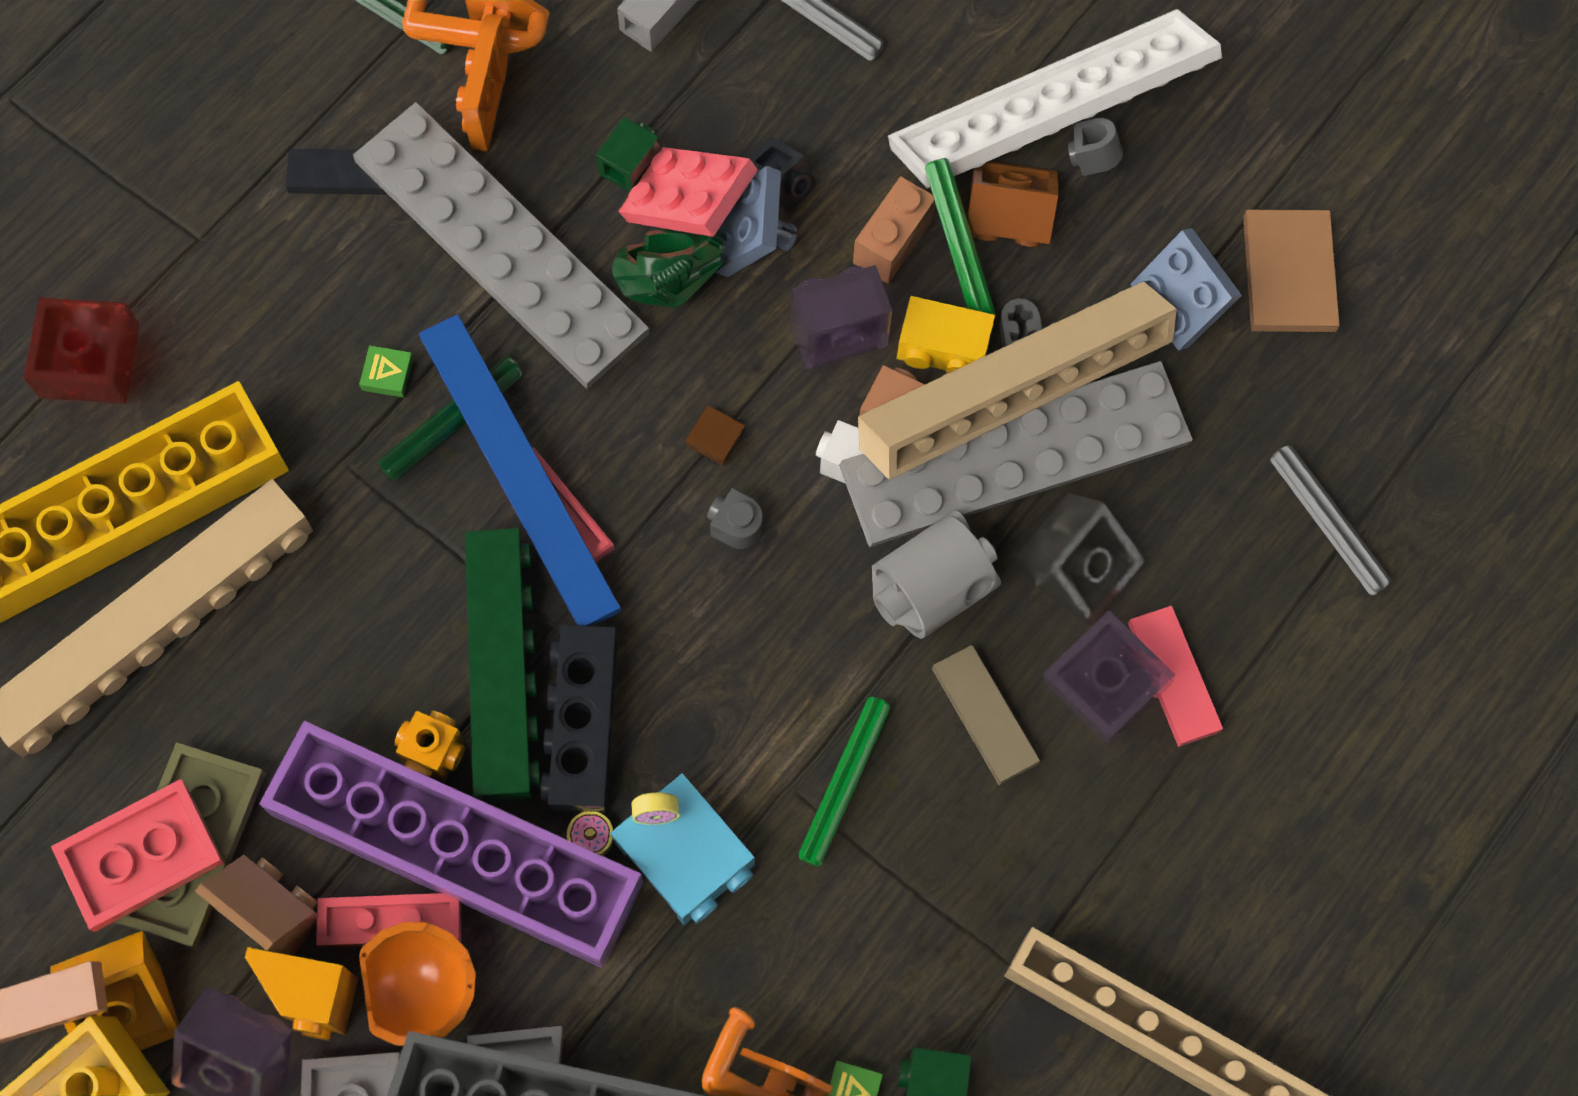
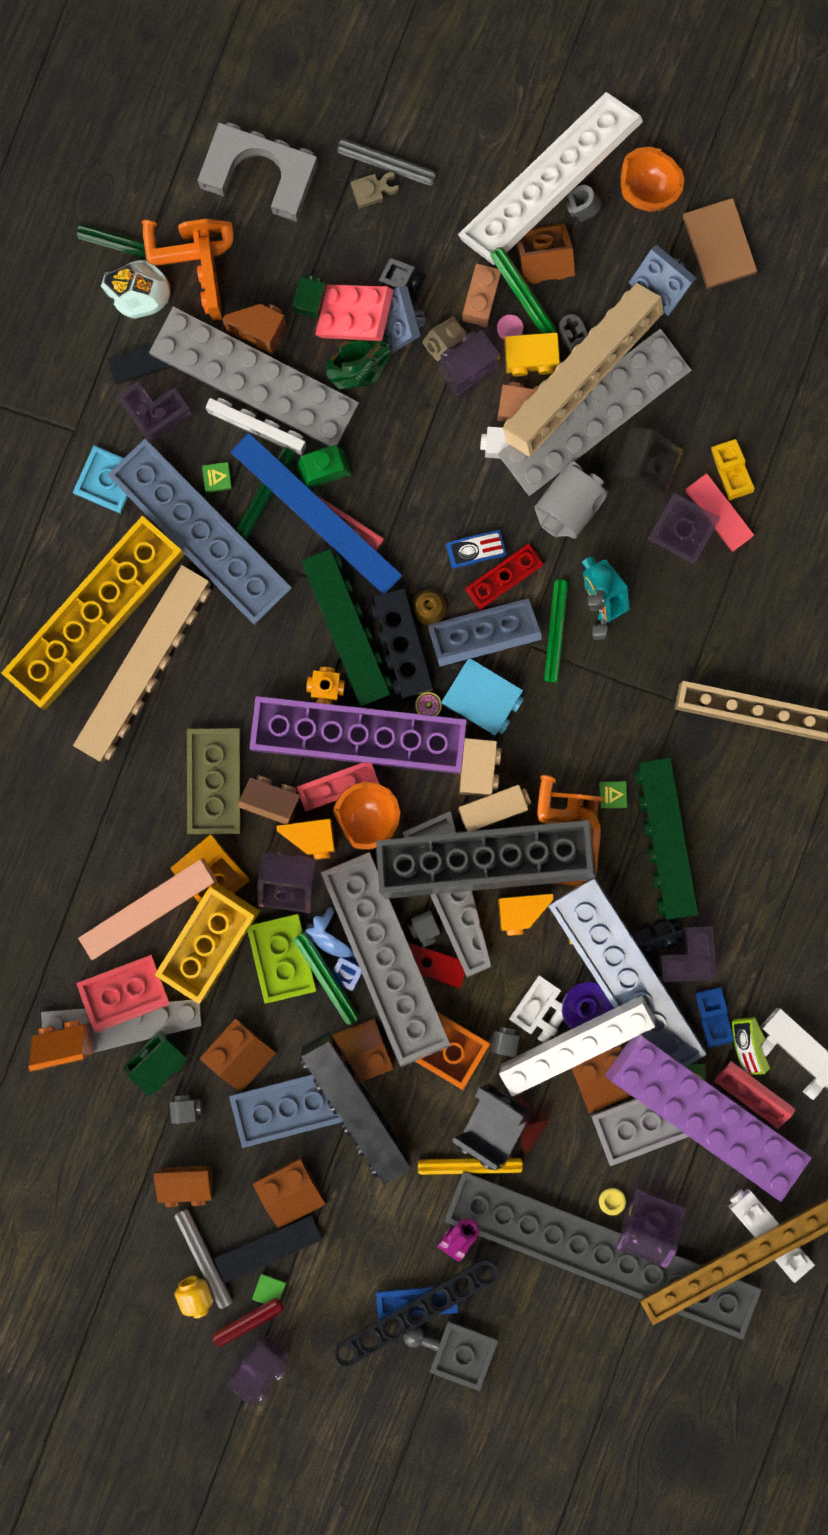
camera: 10 degrees left, 15 degrees up
(82, 350) = (41, 524): clear red brick -> none
(137, 855) = (193, 796): coral plate -> none
(216, 323) = (96, 484): none -> medium azure tile
(323, 248) = (154, 417): none -> clear purple brick
(325, 444) = (199, 531): none -> sand blue plate
(374, 65) = (137, 289): none -> light aqua helmet
(465, 301) = (247, 421): none -> white plate
(531, 166) = (257, 326): none -> dark orange slope
(558, 402) = (323, 466): none -> green torso
(634, 964) = (478, 767): none -> tan brick
(636, 1044) = (494, 808): none -> tan brick
(648, 675) = (420, 609): none -> pearl gold cone
(655, 808) = (462, 682): light yellow tile -> none
(715, 435) = (418, 455): reddish brown tile -> none
(722, 741) = (484, 632): none -> sand blue plate
(735, 520) = (448, 502): dark grey plate -> none
(756, 606) = (475, 549): none -> slope
(761, 676) = (491, 587): none -> red tile
(775, 39) = (369, 190): none -> dark tan plate
(810, 265) = (443, 337): none -> dark tan bracket
(925, 287) = (509, 326): none -> bright pink piece
(948, 739) = (606, 593): none -> teal torso
(985, 715) = (639, 584): dark tan tile -> none
(1209, 142) = (651, 179): none -> orange cylinder
(1215, 614) = (732, 469): none -> yellow slope
(1331, 520) = (782, 392): axle -> none

